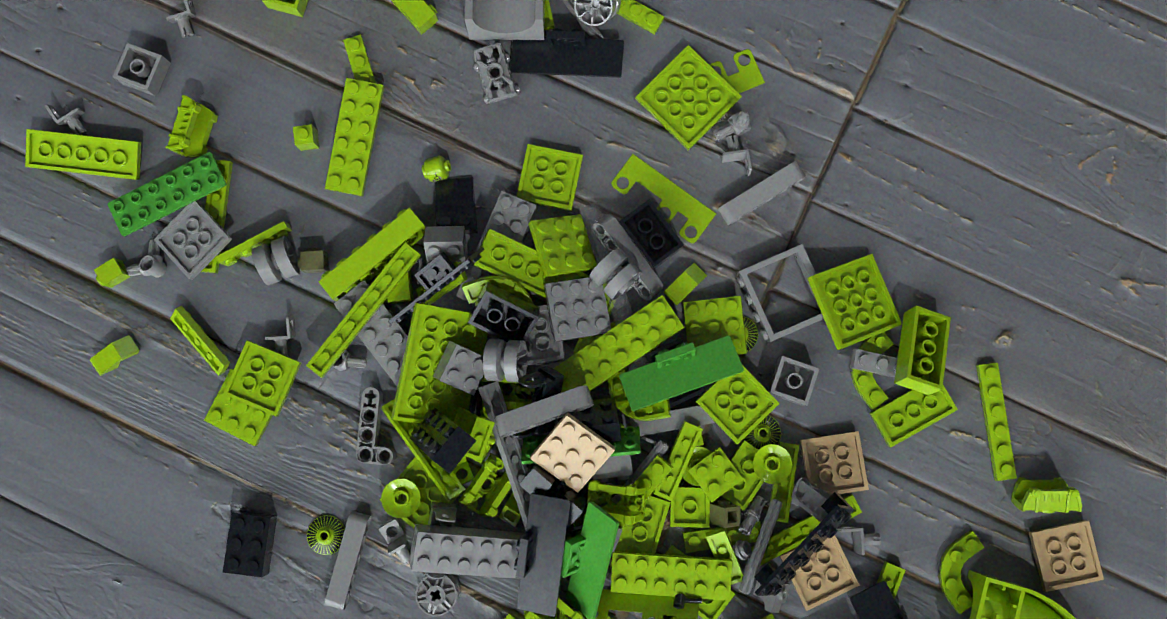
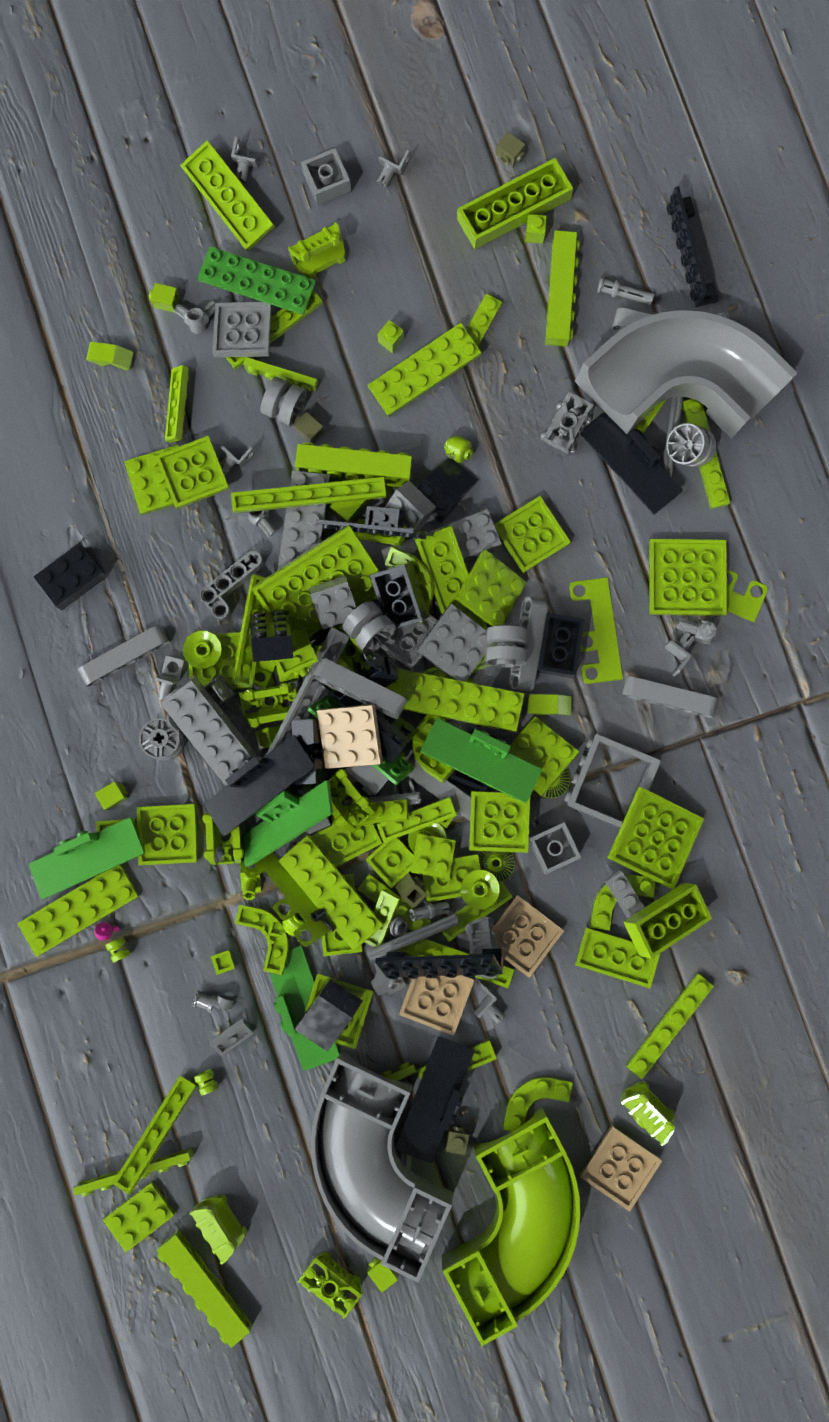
camera: 40 degrees right, 0 degrees up
(334, 530) = (135, 626): dish -> none

